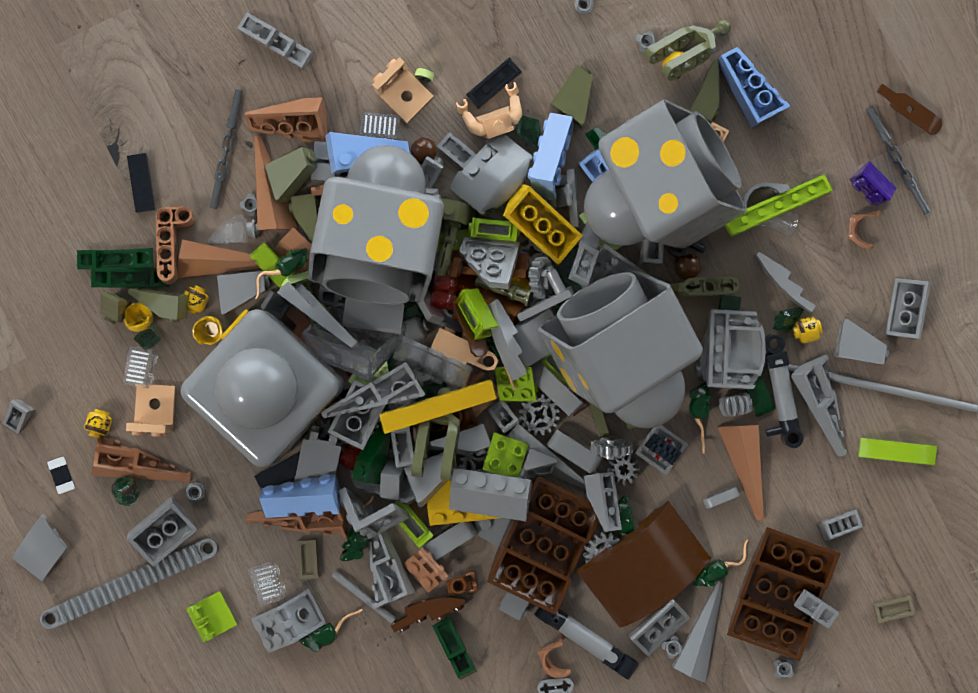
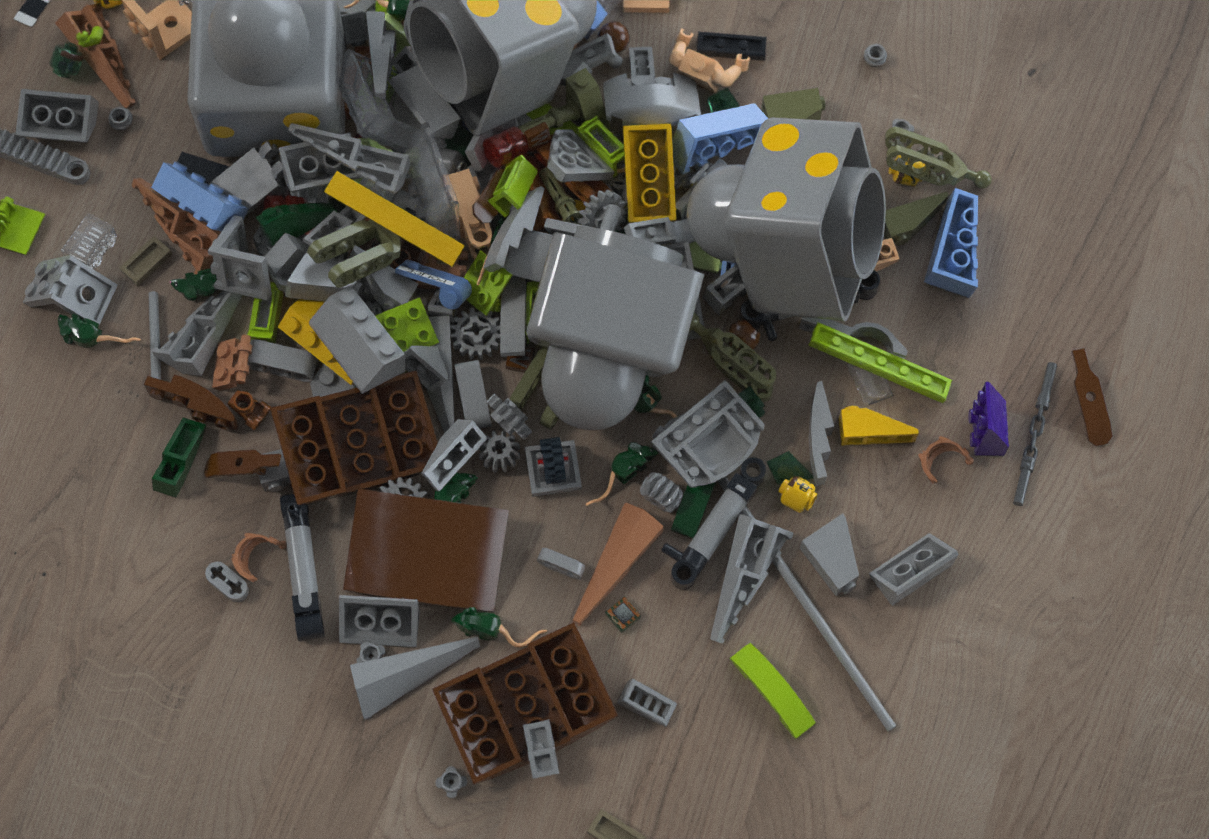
camera: 45 degrees right, 20 degrees down
(127, 464) = (86, 40): none -> lime arm
(489, 627) = (230, 463): none -> reddish brown piece
(503, 406) = (453, 289): none -> medium blue door
(780, 490) = (623, 614): none -> tile
(805, 252) = (866, 426): none -> yellow slope

